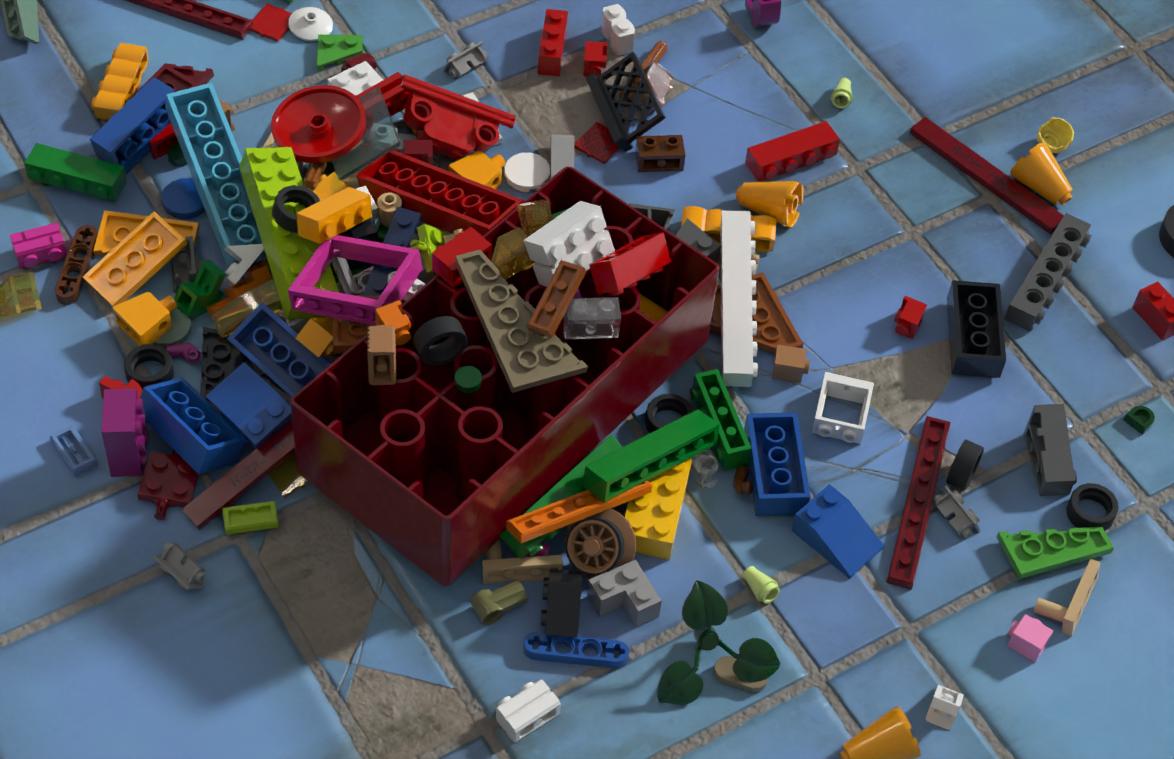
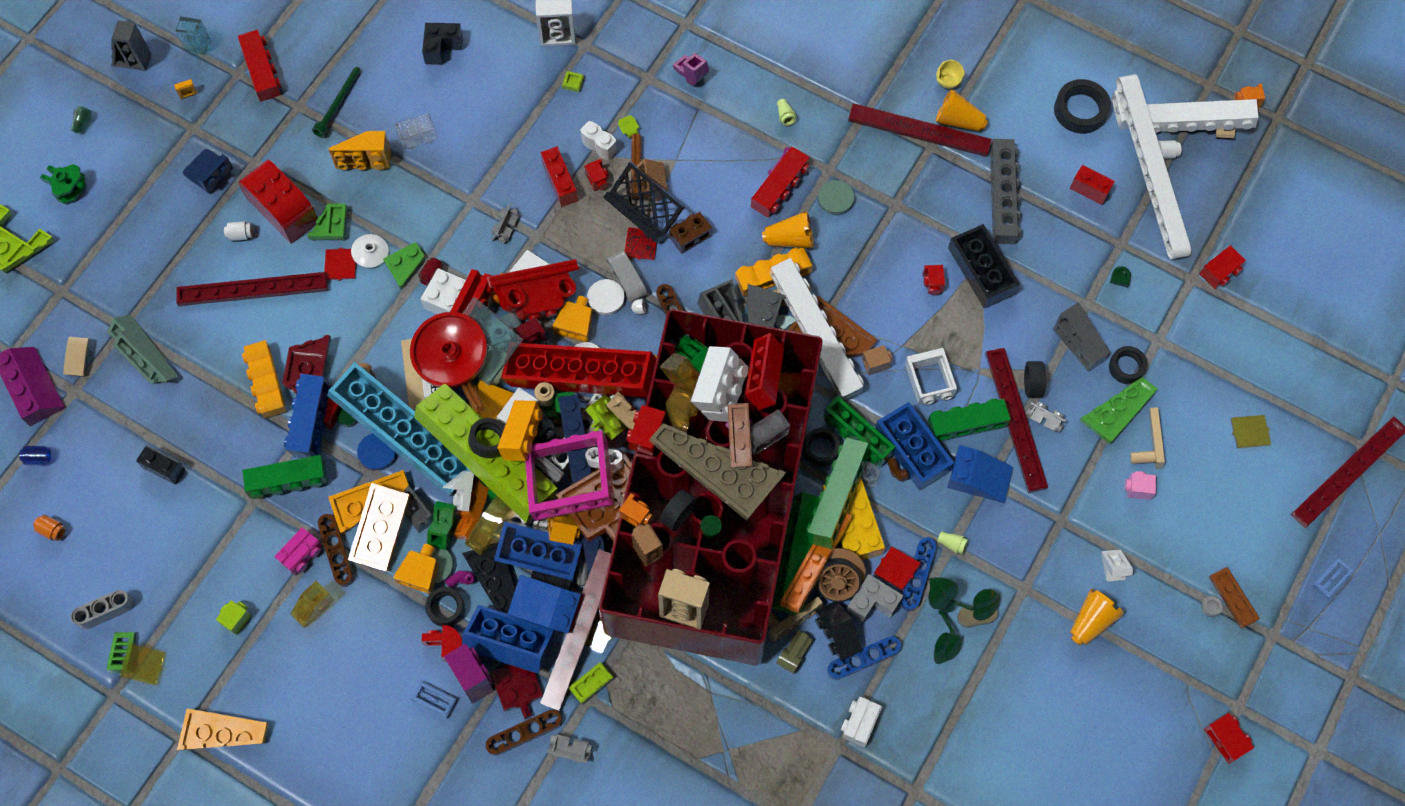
camera: 25 degrees left, 15 degrees up
(144, 524) = (522, 729): none -> reddish brown beam
(380, 412) = (684, 598): none -> tan brick
(659, 31) = (628, 125): none -> lime piece
(674, 577) = (897, 568): none -> red piece
(711, 579) = (919, 574): none -> blue beam
(847, 194) = (836, 197): none -> sand green tile
(859, 470) = (969, 420): none -> green brick

